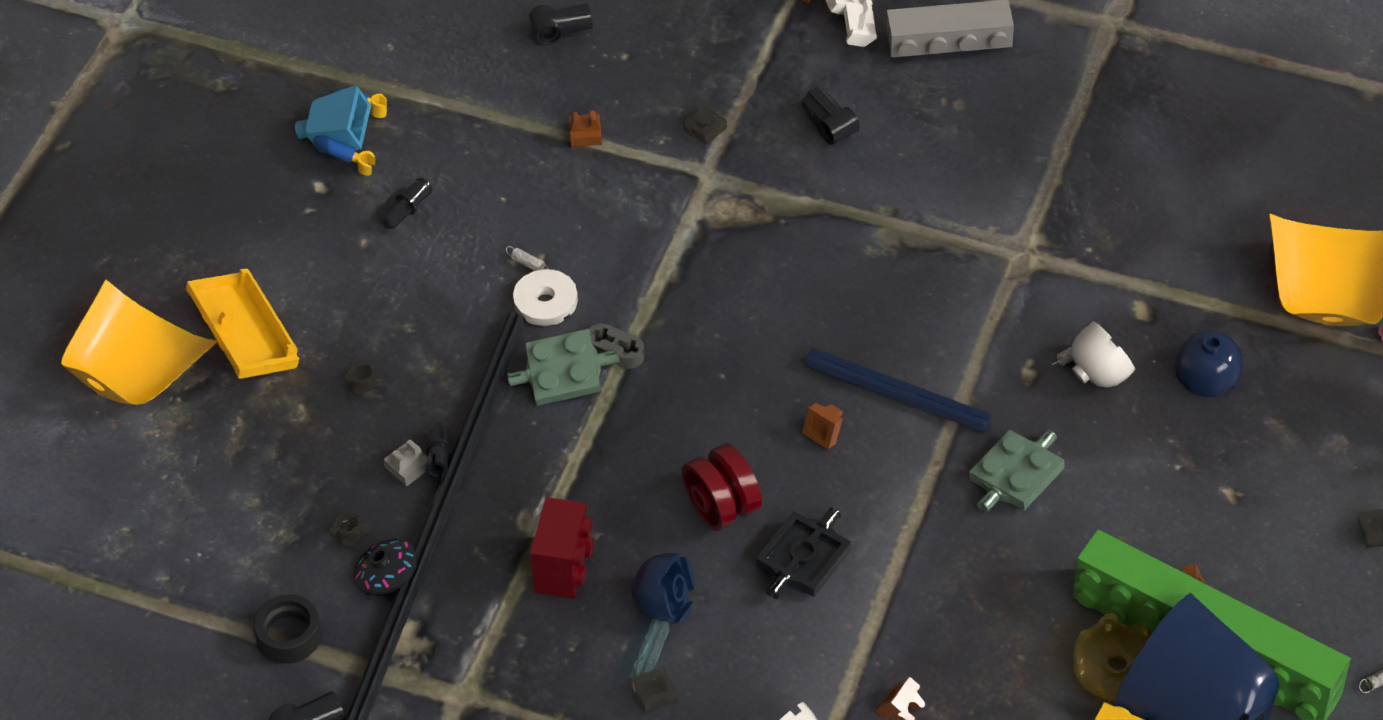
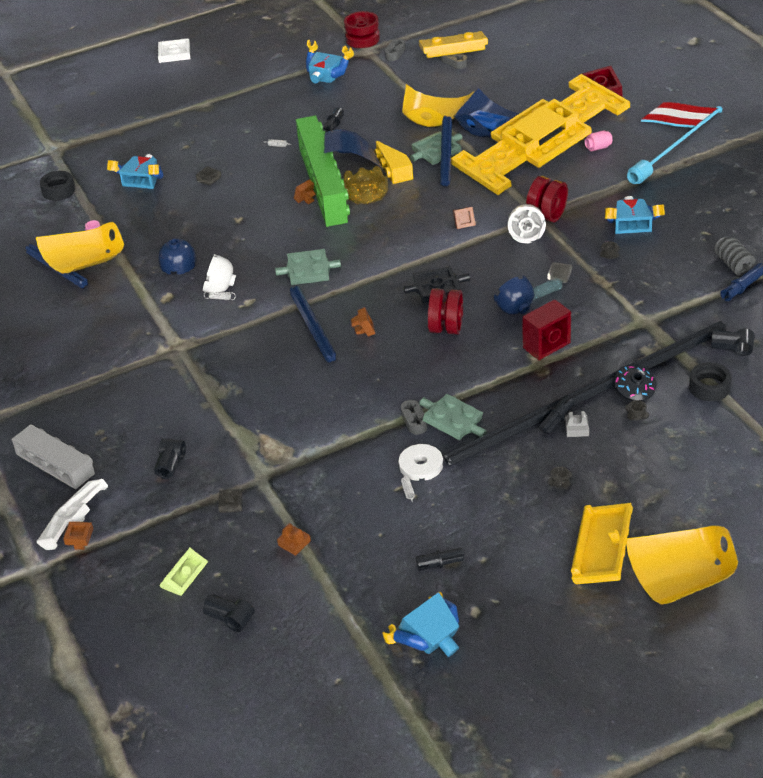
camera: 135 degrees left, 10 degrees down
(658, 32) = (184, 572): none -> yellowish green slope

